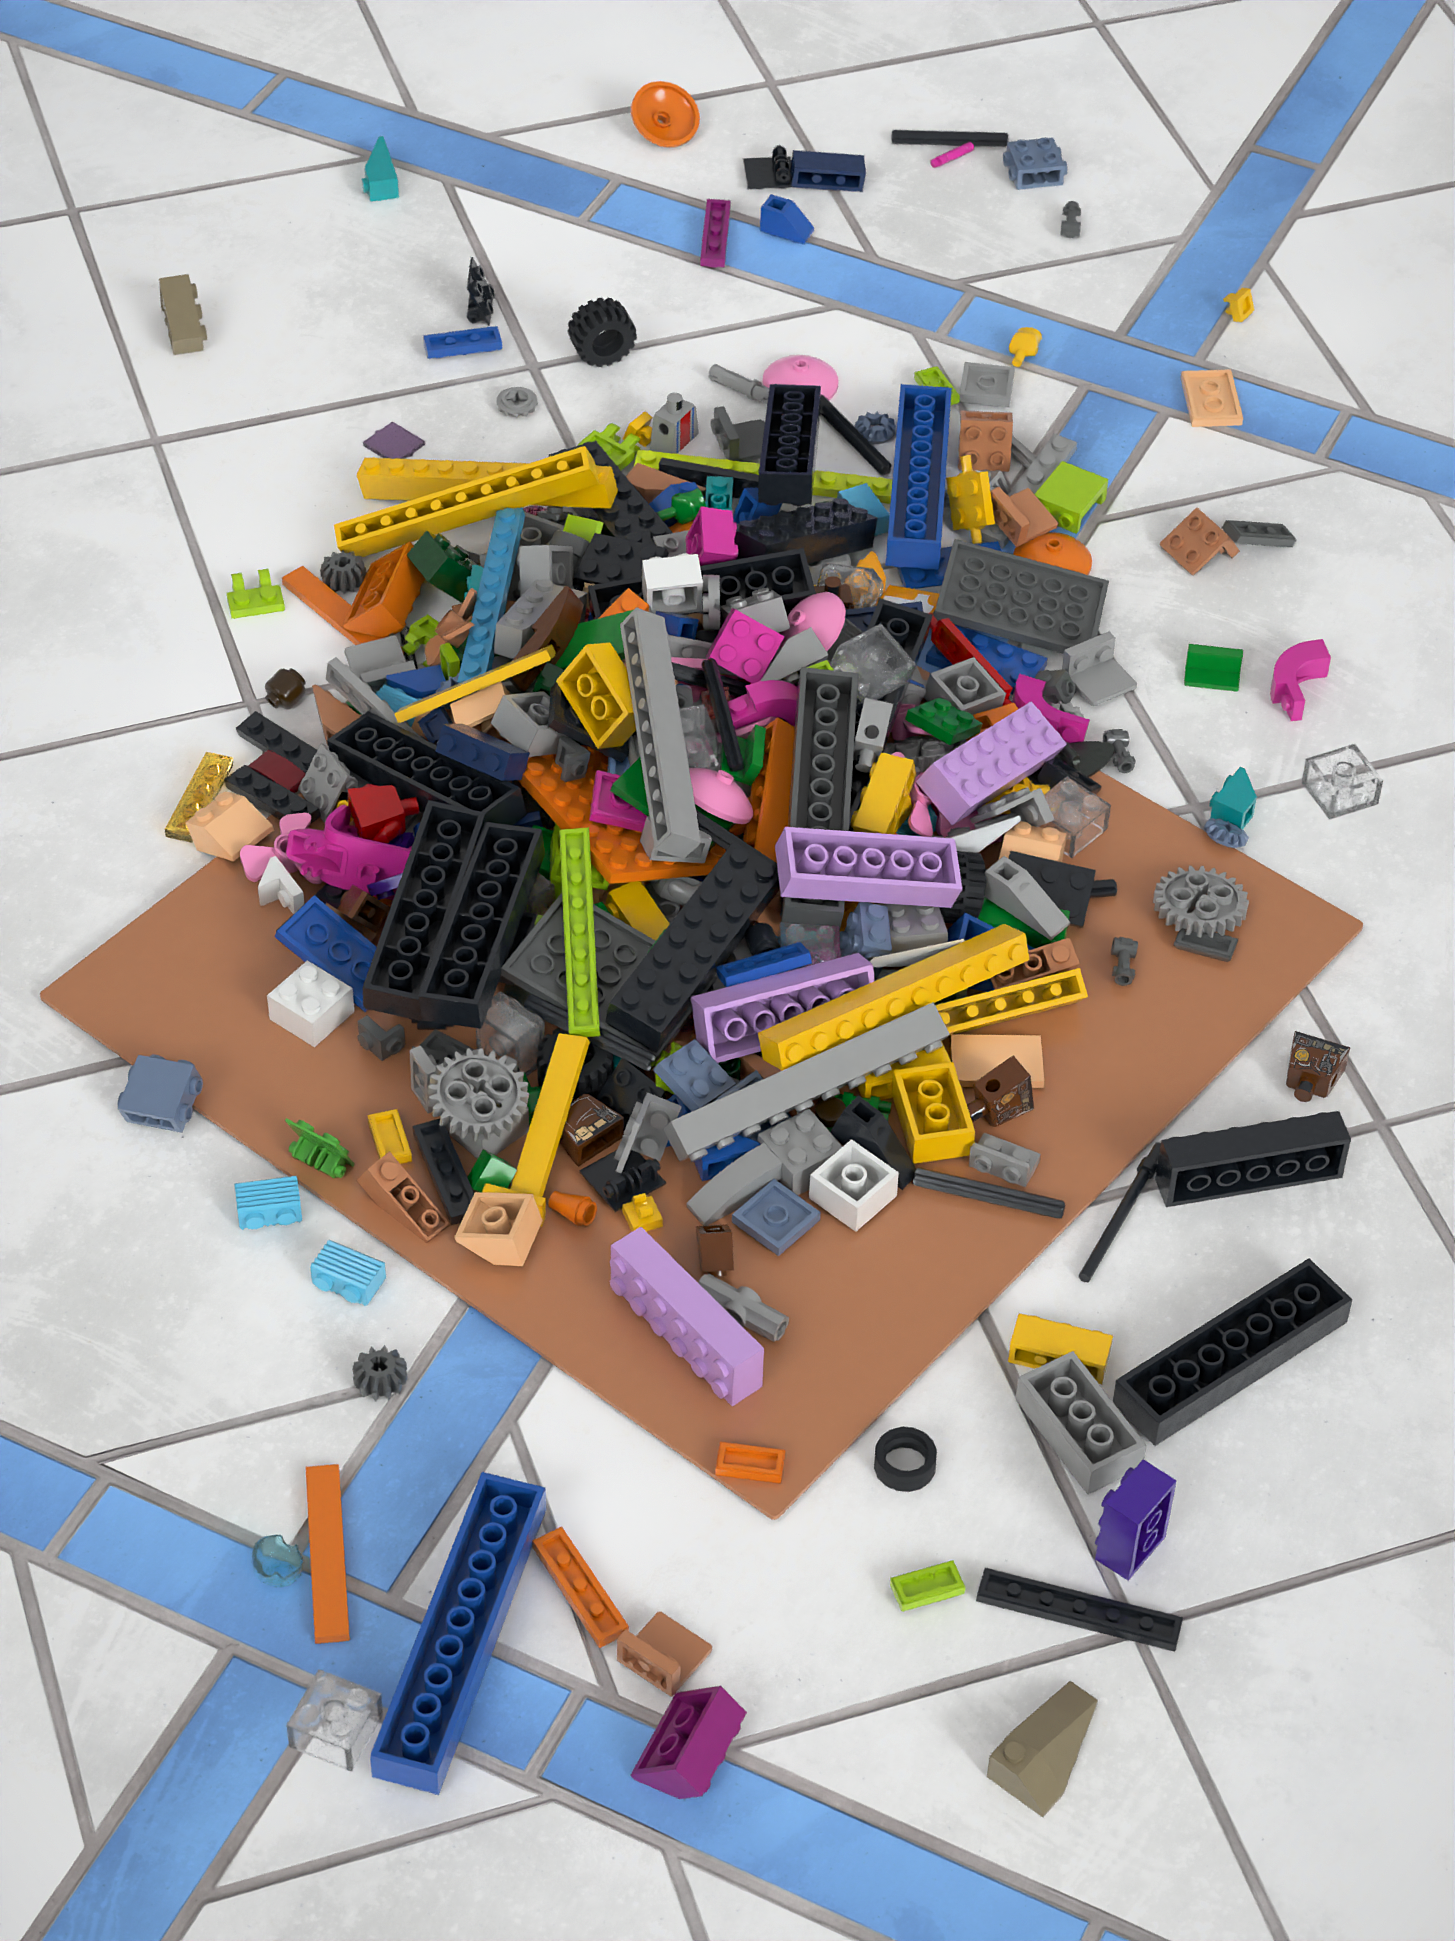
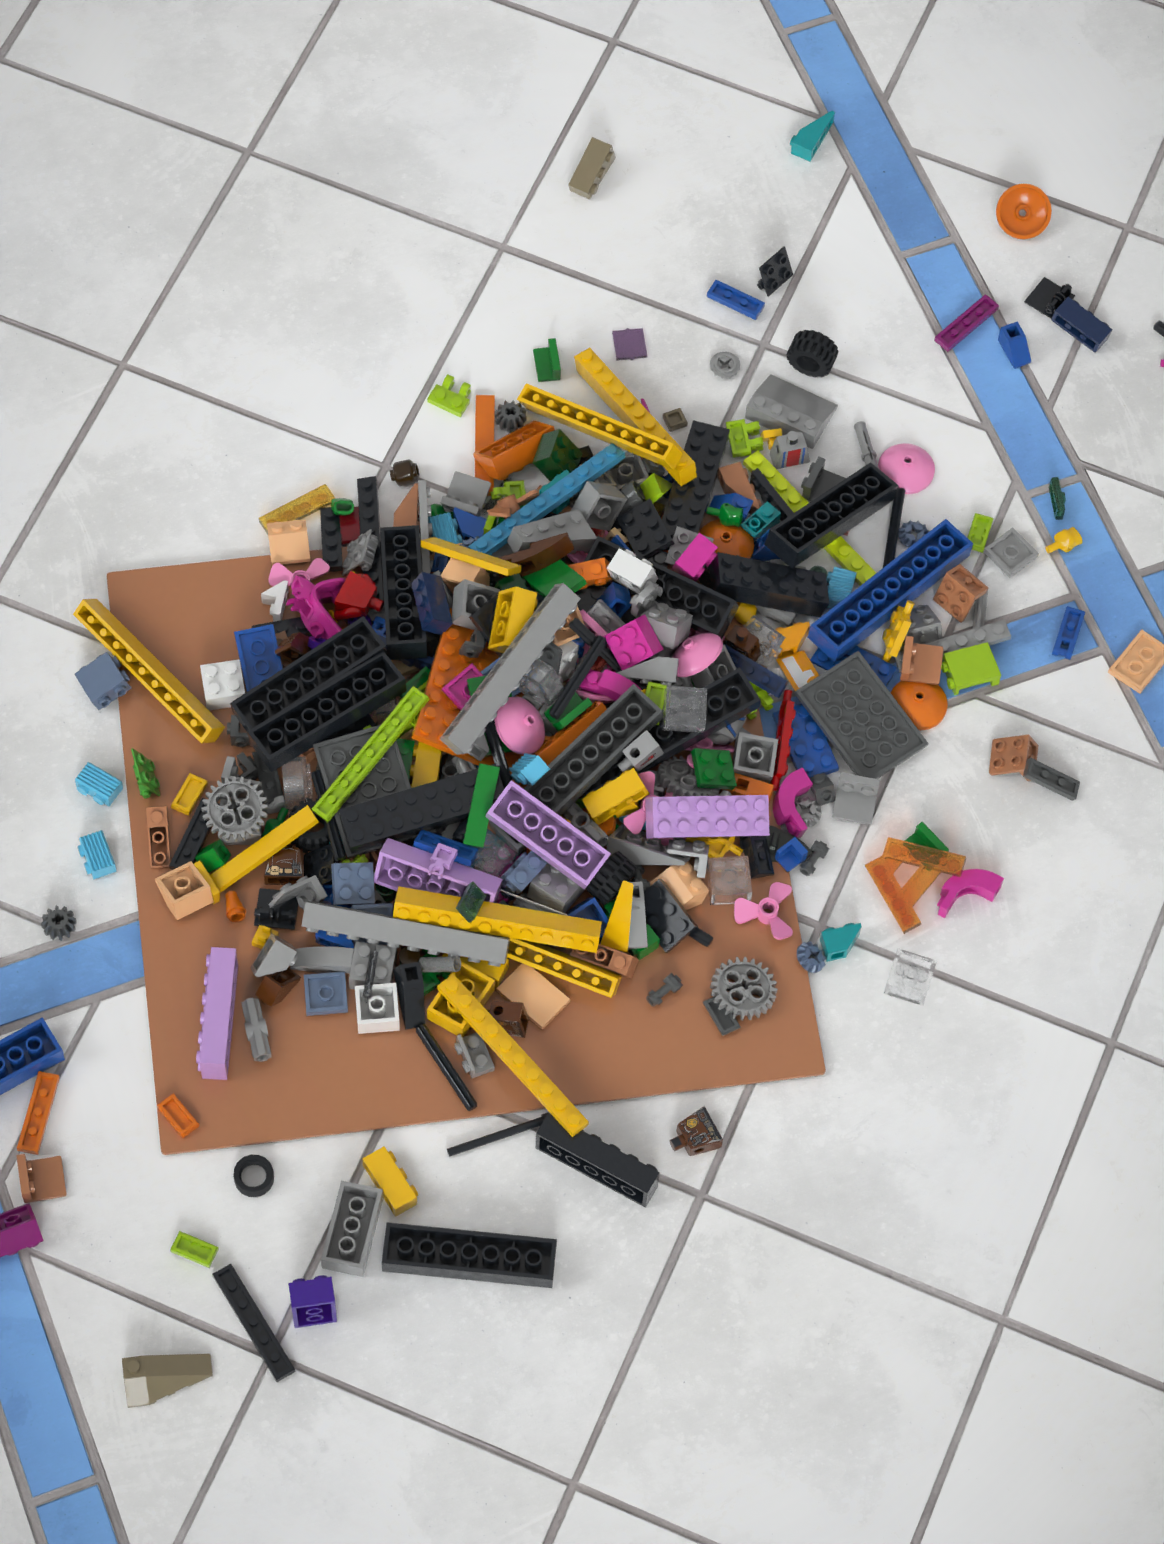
camera: 40 degrees right, 15 degrees up
(206, 1044) = (149, 670): none -> yellow brick
(254, 755) = (342, 506): none -> green piece
(327, 503) = (547, 362): none -> green panel
(625, 398) = (791, 408): none -> light grey slope
(683, 1212) = (274, 957): none -> light grey slope
(764, 889) = (480, 805): none -> green tile
(771, 819) = (528, 769): none -> medium azure brick
(781, 967) = (442, 858): none -> lavender plate
(800, 1131) = (371, 963): none -> black piece
(860, 986) = (471, 902): none -> clear green plate
(880, 1082) = (440, 962): none -> light grey piece
(975, 316) = (1057, 498): none -> clear green plate
(1017, 904) = (618, 927): none -> yellow sticker
(1060, 1113) = (513, 1055): none -> yellow plate
(1102, 753) = (791, 854): none -> blue panel
(1120, 414) = (1068, 632): none -> blue plate
(1138, 818) = (746, 910): none -> bright pink piece
(1244, 672) = (930, 863): none -> clear orange plate

